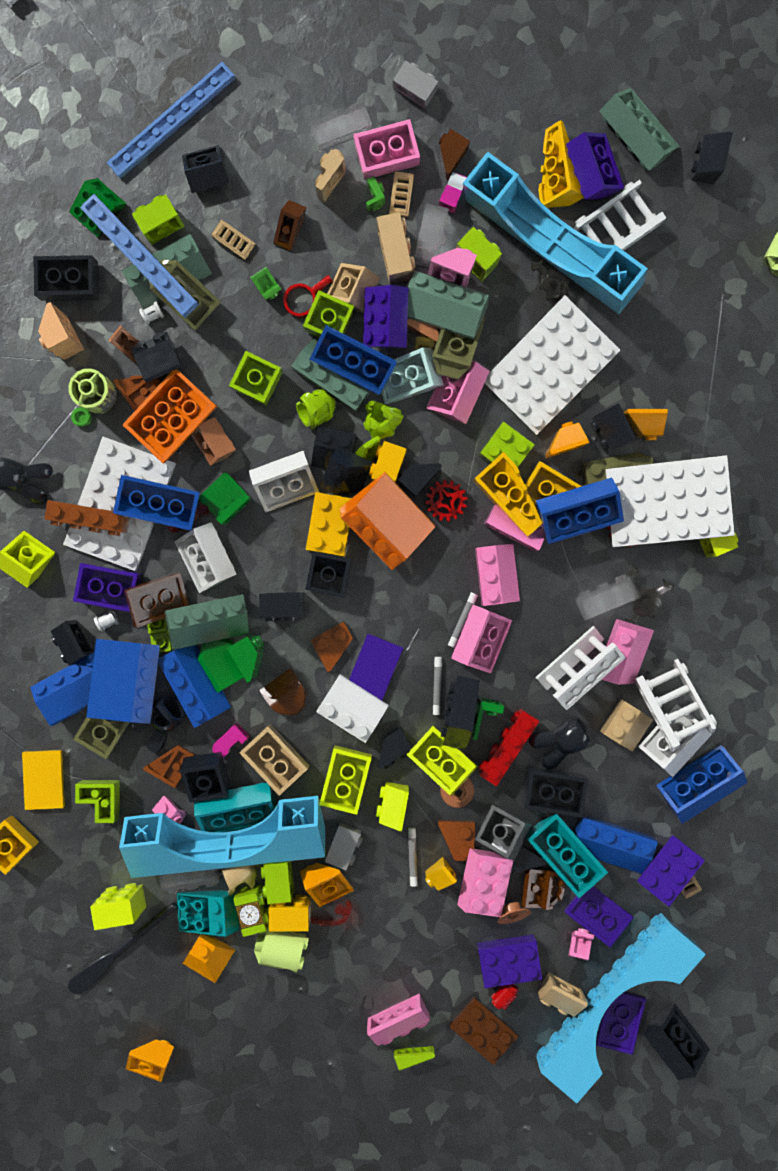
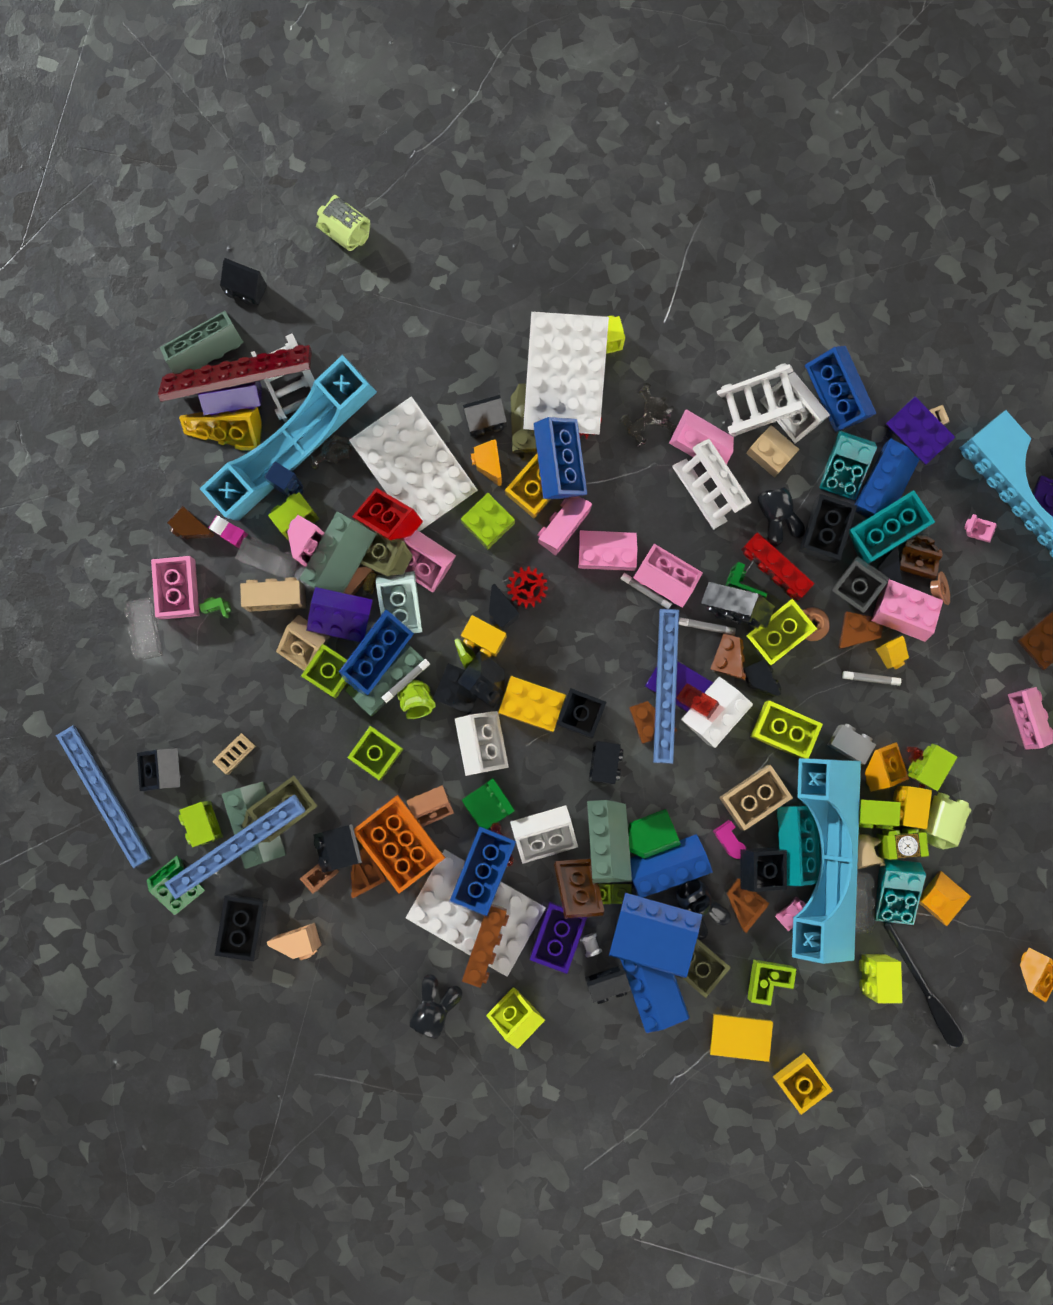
camera: 85 degrees left, 5 degrees down
(81, 417) = (382, 937): bright green tile -> none
(92, 391) = (357, 907): yellowish green cylinder -> none
(154, 308) = (296, 852): white bush -> none
(248, 655) = (648, 805): green slope -> none
(266, 284) = (284, 728): bright green bracket -> none
(285, 694) = (692, 776): reddish brown slope -> none
(289, 224) = (230, 695): reddish brown slope -> none
(313, 290) = (298, 683): red piece -> none
(330, 394) = (406, 680): none -> light grey bar
(330, 929) = (933, 767): none -> lime brick
(332, 171) = (184, 644): tan plate -> none
(359, 687) = (697, 701): none -> clear red plate
(370, 654) = (666, 686): none -> medium blue tile
(381, 419) = (437, 636): lime helmet -> none
(387, 520) = (538, 646): orange slope -> none
(393, 805) = (818, 687): neon yellow slope -> none
(403, 177) = (204, 577): tan slope -> none
(409, 713) = (730, 657): none -> dark orange wing
(415, 84) = (116, 550): light grey brick -> none
(492, 347) = (388, 516): none -> red slope
(504, 996) = (1020, 610): red brick -> none
(506, 489) = (528, 525): yellow wedge -> none
(509, 961) = (987, 600): dark purple brick -> none
(511, 236) = (283, 480): none -> dark blue slope
(562, 995) = (1028, 554): tan slope -> none
(599, 915) = (954, 506): dark purple tile -> none
(607, 597) = (646, 447): clear brick -> none
(614, 166) = (235, 373): none -> dark red plate
(624, 802) = (847, 465): none -> teal slope
(647, 422) = (485, 382): light orange slope -> none

